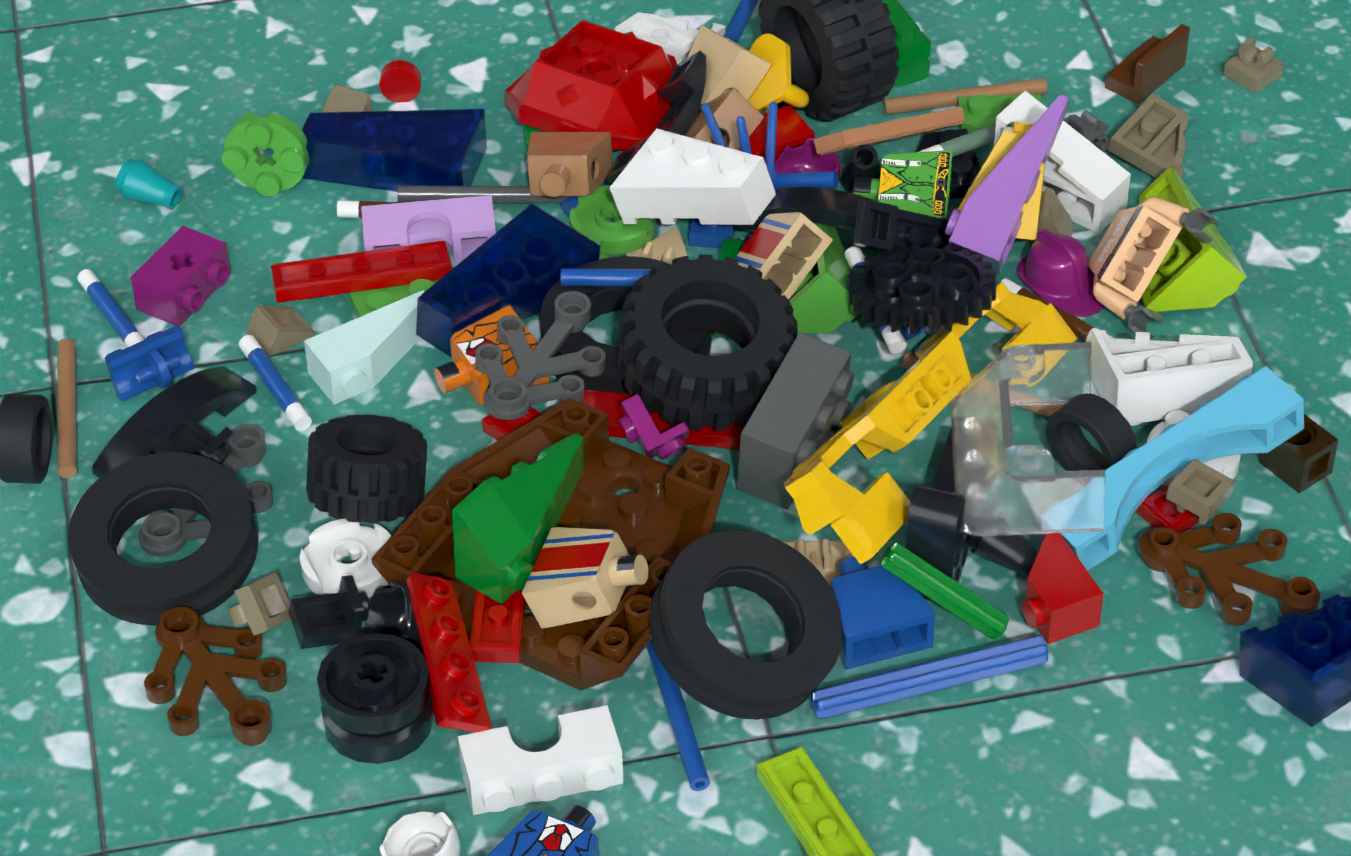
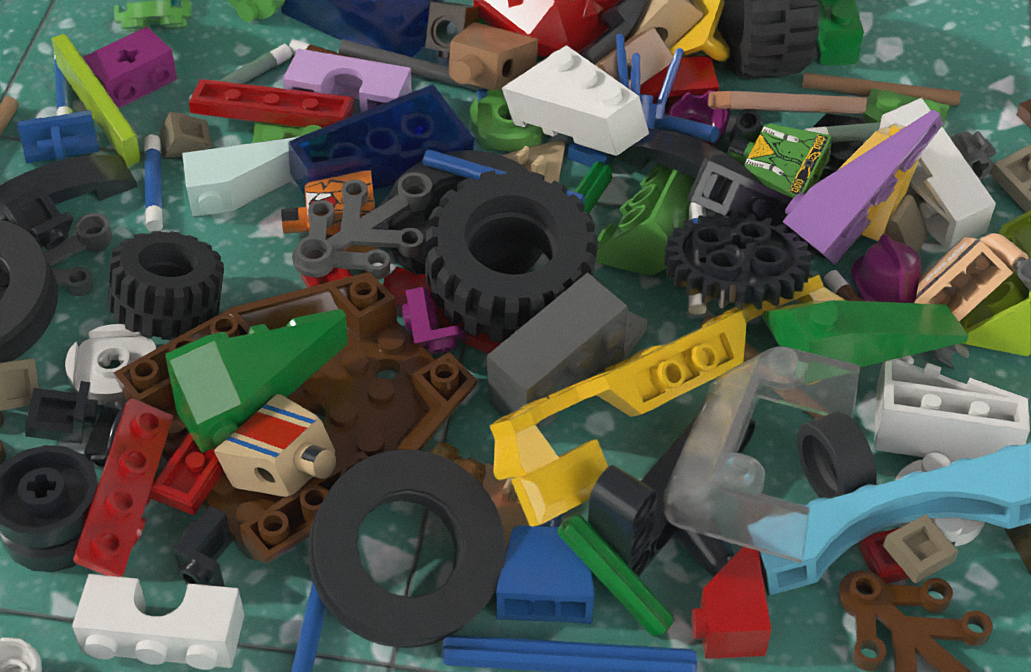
camera: 20 degrees right, 5 degrees up
(165, 310) = (96, 99): none -> lime tile
(191, 208) = (153, 12): none -> bright green plate
(308, 245) = (259, 65): none -> sand green bar
(497, 128) = (440, 16): none -> dark brown brick
(541, 693) = (201, 547): none -> black bracket
(782, 252) = (626, 193): tan torso -> none
(1067, 315) = (864, 330): none -> green wedge

